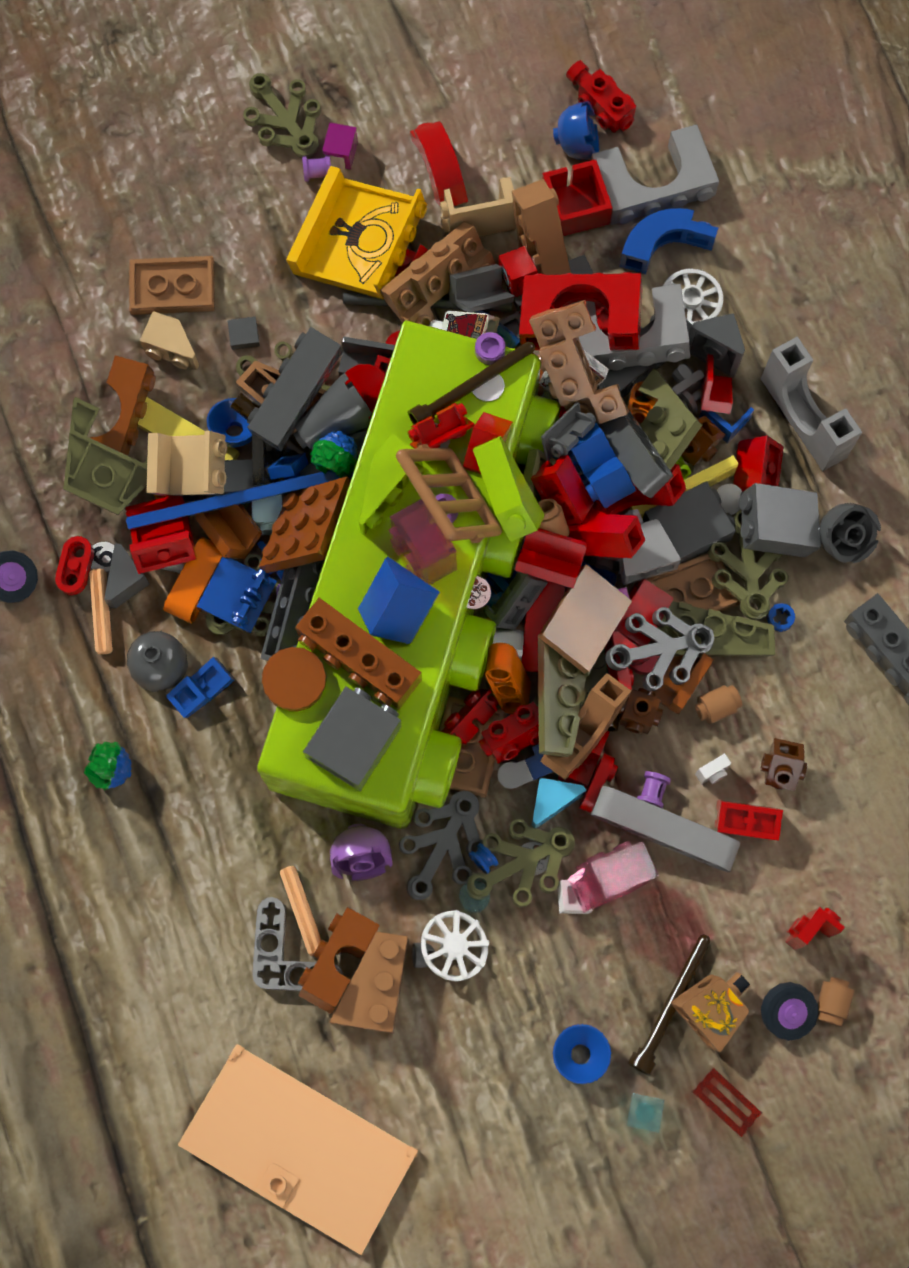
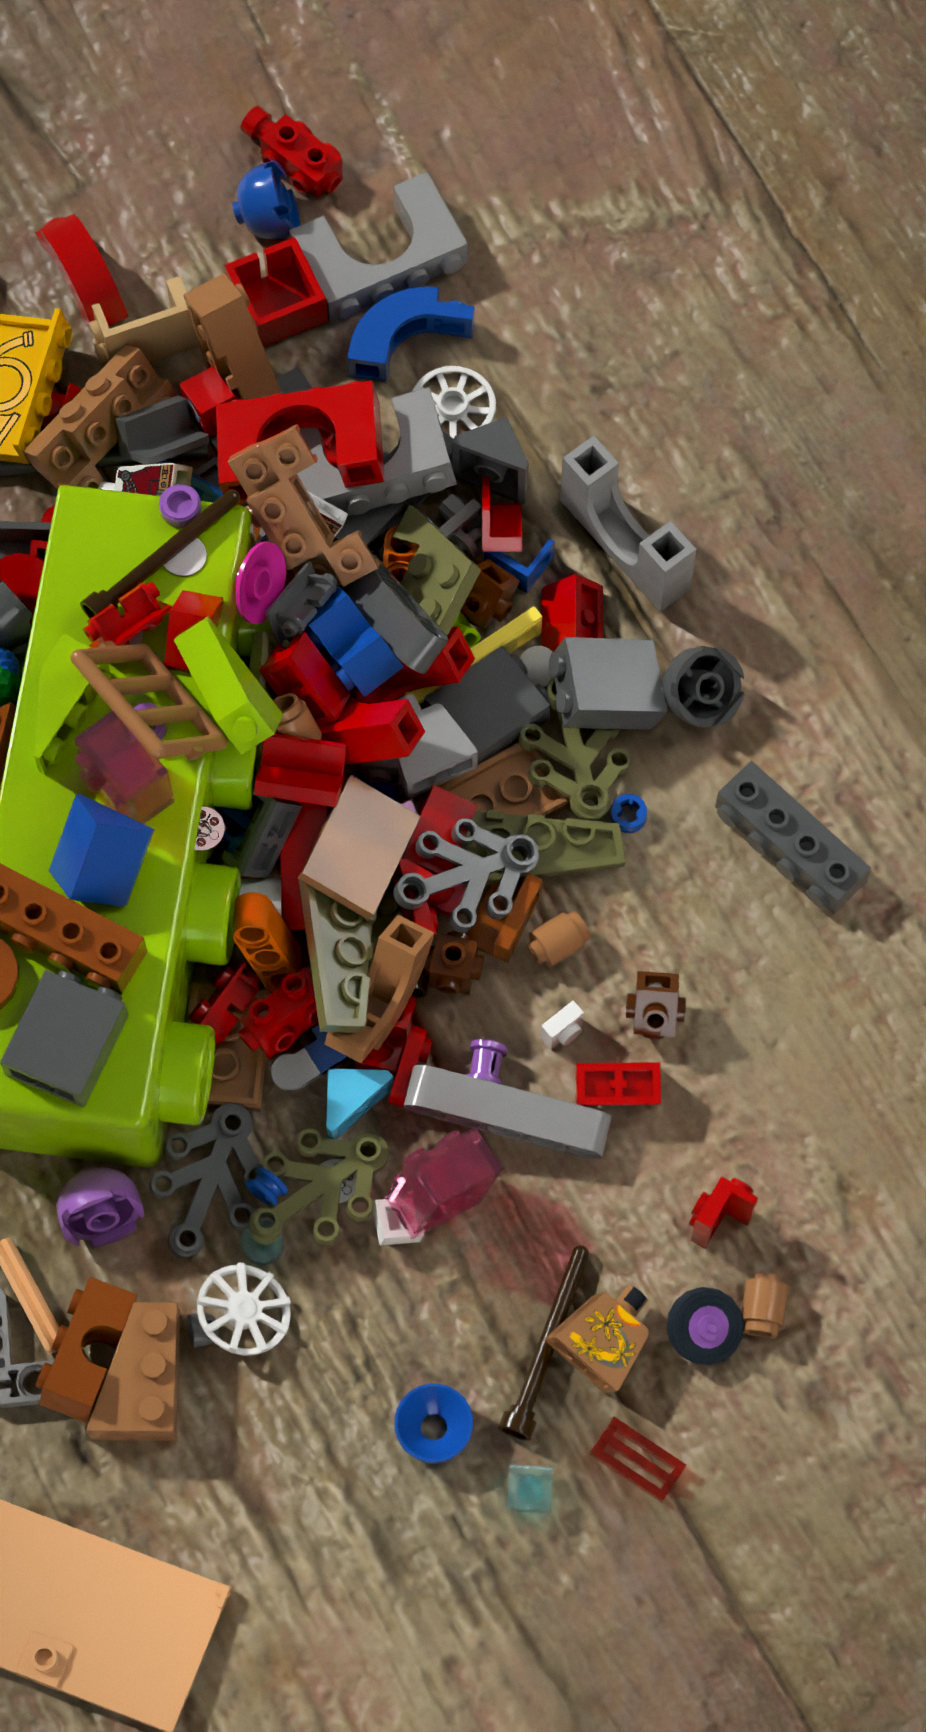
camera: 10 degrees left, 5 degrees down
(540, 413) = (260, 581): none -> dark pink dish

